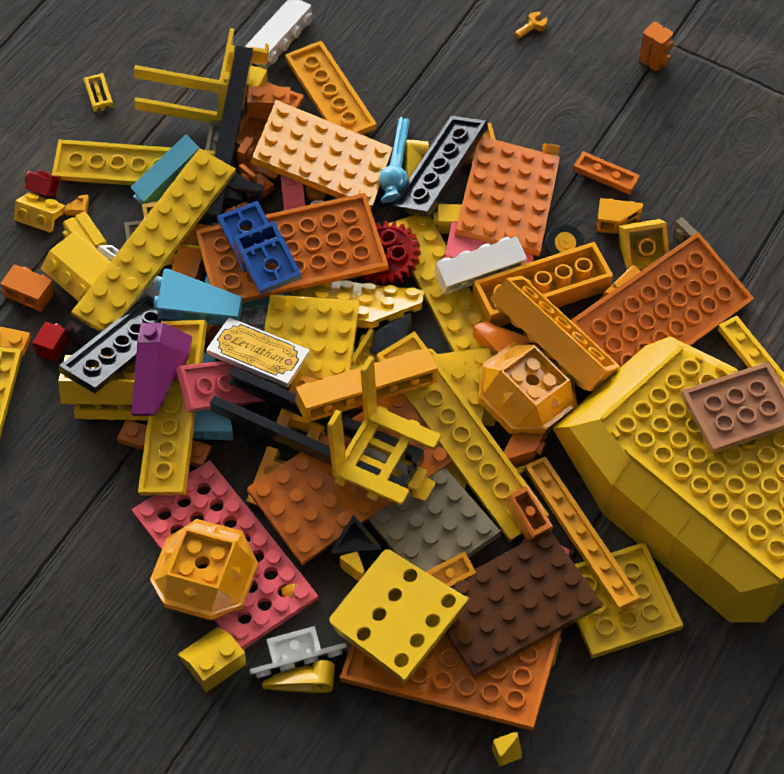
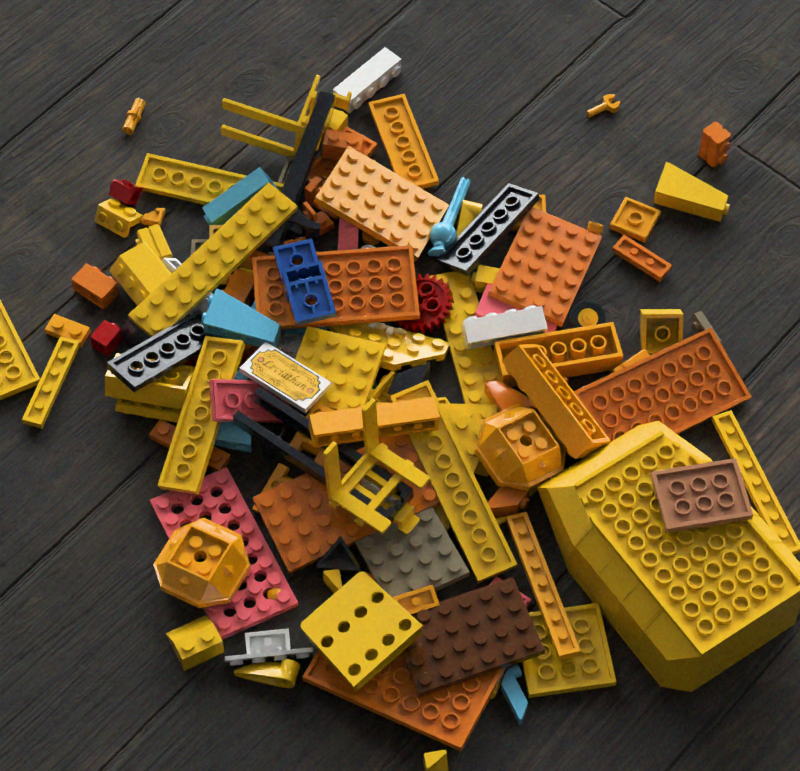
camera: 10 degrees right, 0 degrees up
(36, 104) = (133, 116): none -> light orange pin
(101, 104) = (193, 124): yellow tile -> none
(157, 357) = (195, 366): magenta wedge -> none
(528, 513) = (496, 560): orange brick -> none
(575, 656) = (513, 692): none -> medium azure piece
(589, 135) = (635, 219): none -> light orange tile
(615, 213) = (642, 297): light orange slope -> none
(641, 101) = (689, 194): none -> yellow slope

